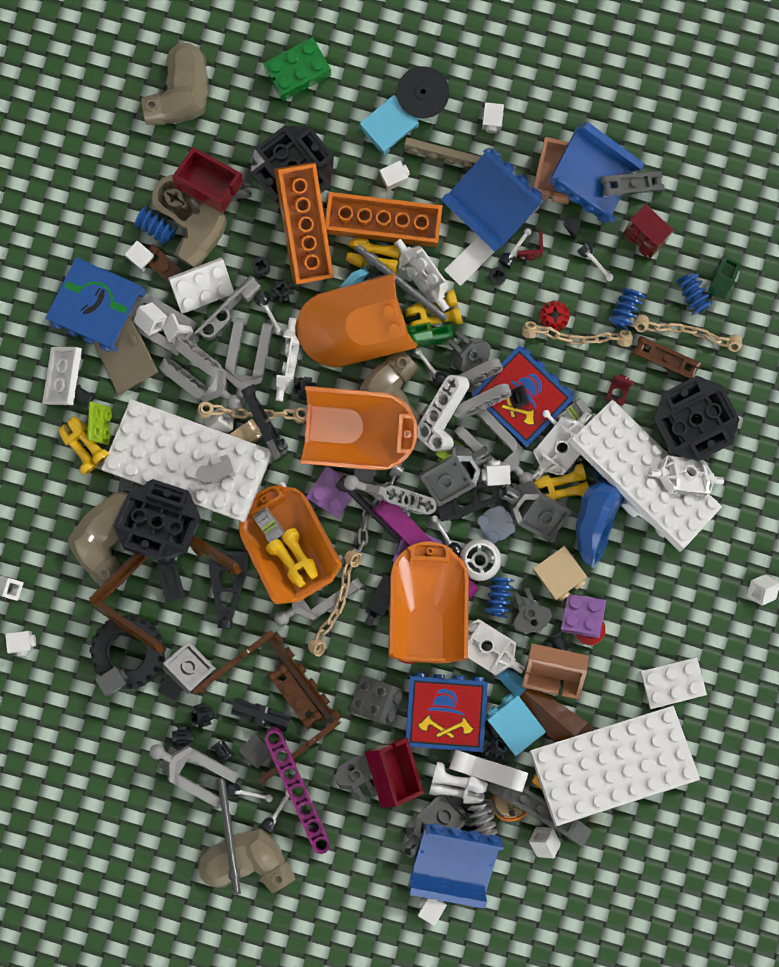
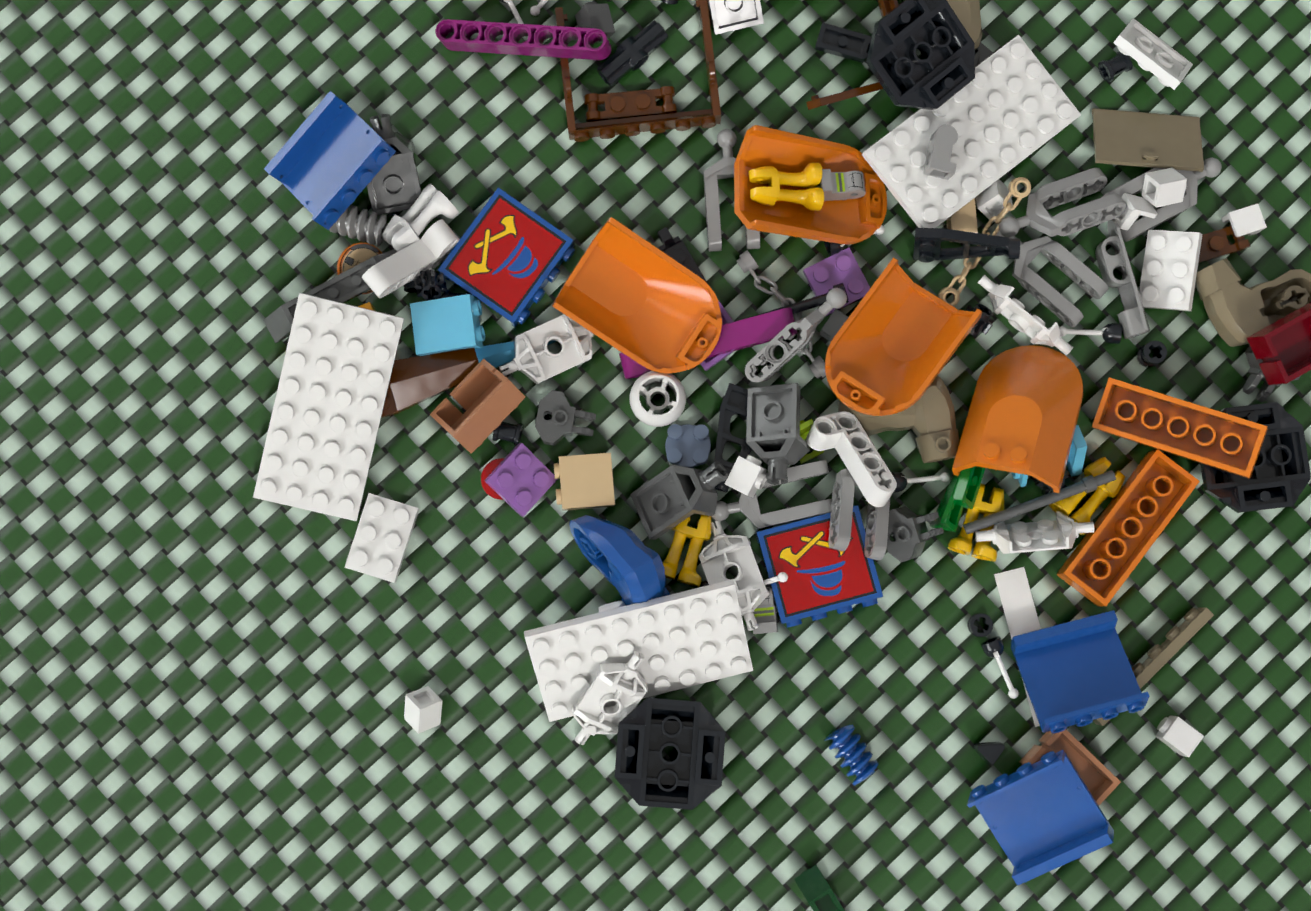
camera: 120 degrees right, 0 degrees up
(72, 437) = (1078, 32): yellow piece -> none
(94, 304) = (1218, 135): blue panel -> none
(99, 423) = (1073, 62): lime hinge -> none
(154, 226) = (1271, 259): blue piece -> none
(214, 570) = (827, 117): black plate -> none
(278, 287) = (1115, 362): black gear -> none
(316, 646) = (744, 253): tan piece -> none
(356, 778) = (495, 114): dark grey hinge -> none
(376, 700) = (568, 189): dark grey bracket -> none
(388, 125) = (1241, 606): medium azure panel -> none
(394, 175) = (1173, 574): white brick -> none
(394, 772) = (475, 155): dark red piece -> none
(423, 92) = (1259, 667): black piece -> none
(431, 910) = (298, 108): white brick -> none
(454, 546) = (689, 379): hinge -> none
(499, 596) = (601, 395): blue piece -> none
(520, 397) = (820, 559): black slope -> none
(532, 254) = (983, 679): dark red bracket -> none
(545, 842) = (295, 280): white panel -> none
(561, 309) = (881, 666): red gear -> none
(587, 251) = (949, 749): hinge -> none
(621, 382) = (767, 692): dark red bracket -> none
(623, 338) = (816, 727): tan piece -> none
(632, 183) = (1000, 854): dark grey plate -> none
(647, 231) = (931, 835): dark red piece -> none
(666, 358) = (764, 765): reddish brown plate -> none
(694, 293) = (823, 847): blue piece -> none
(732, 339) = (733, 857): tan piece -> none

